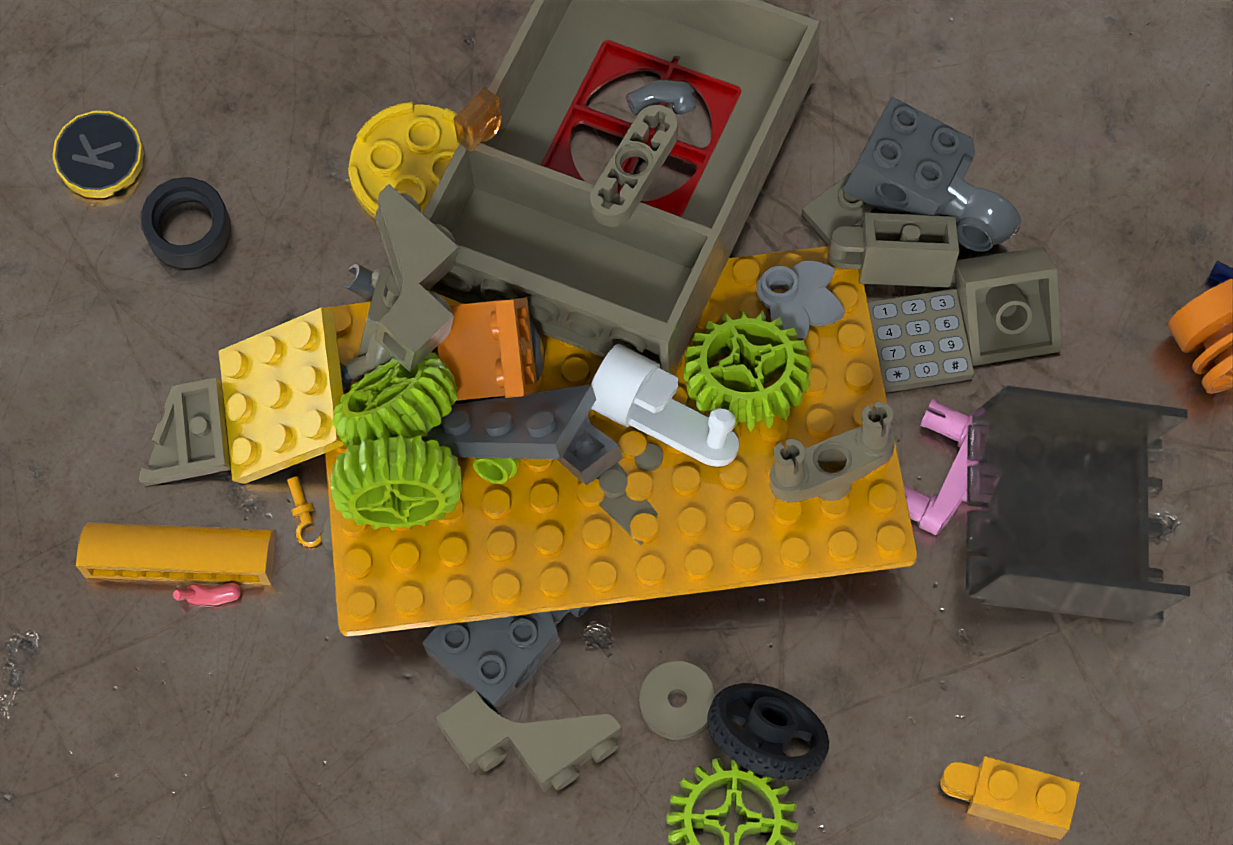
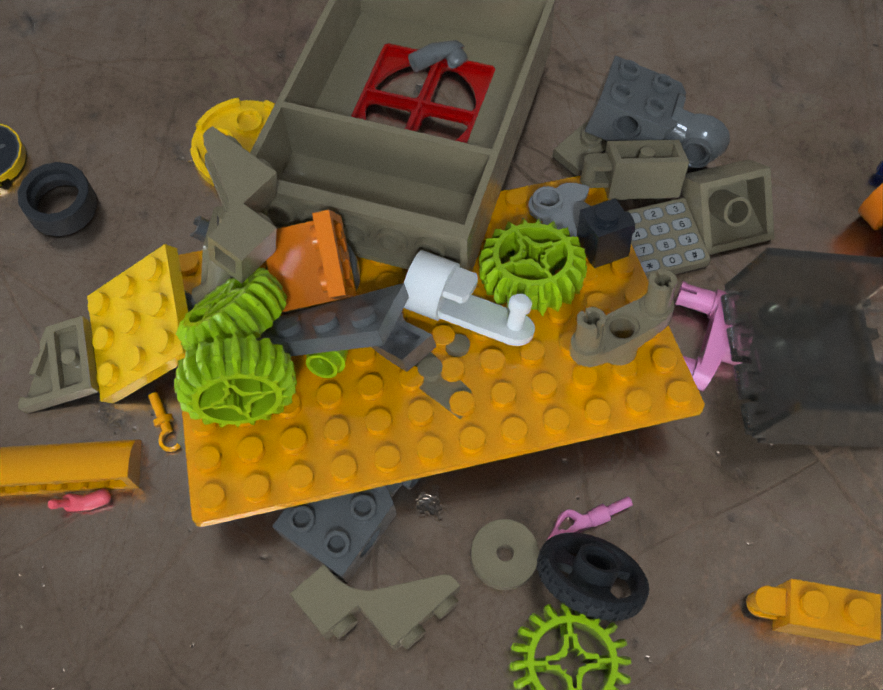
camera: 10 degrees left, 5 degrees down
(478, 120) = (287, 80): clear orange plate -> none
(634, 146) = (421, 121): dark tan beam -> none
(783, 669) = (592, 518): none -> bright pink hand
(840, 336) = (605, 232): none -> black brick

